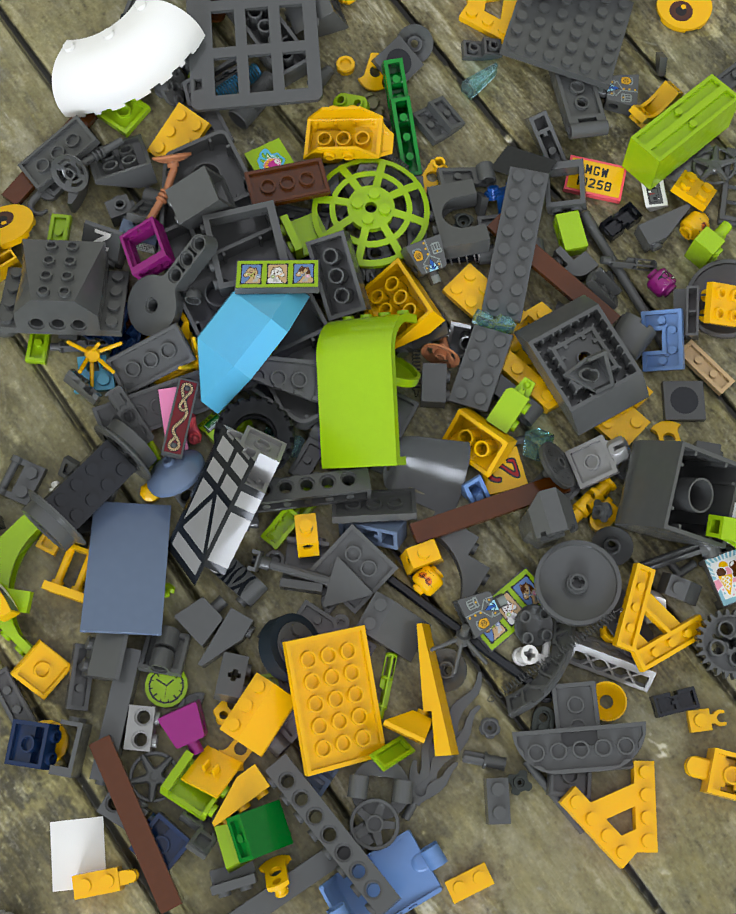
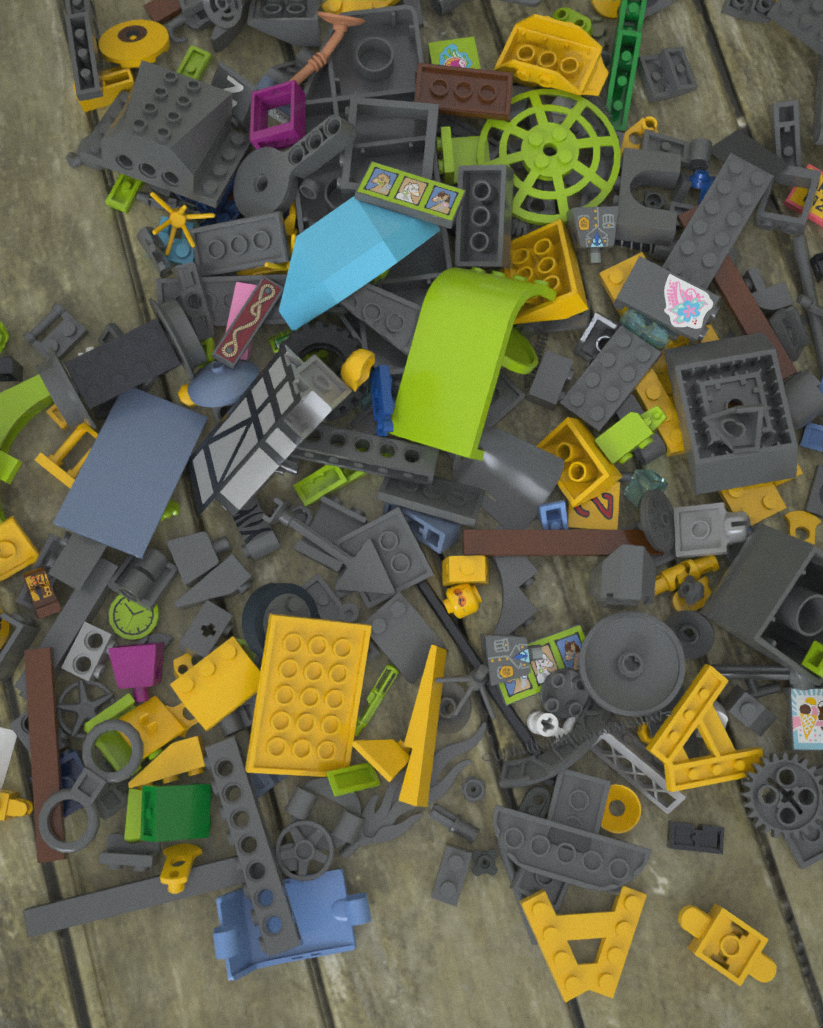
camera: 25 degrees right, 5 degrees up
(85, 694) = (41, 593): none -> reddish brown leg
(118, 208) = (263, 59): dark grey brick -> none
(183, 835) = (90, 786): none -> dark grey bar
(194, 433) = (261, 343): coral arm -> none
(199, 195) = (356, 71): dark grey slope -> none
(284, 425) = (357, 368): none -> yellow helmet
(306, 535) = (342, 501): yellow torso -> none
(309, 444) = (382, 399): none -> blue plate
(440, 353) = (570, 346): nougat dish -> none
(469, 882) = (388, 951): yellow plate -> none
(474, 84) = (729, 42): clear light blue slope -> none
(503, 293) = (668, 300): none -> dark grey panel
(570, 232) = (774, 255): lime panel -> none
(702, 720) = (720, 868): yellow plate -> none

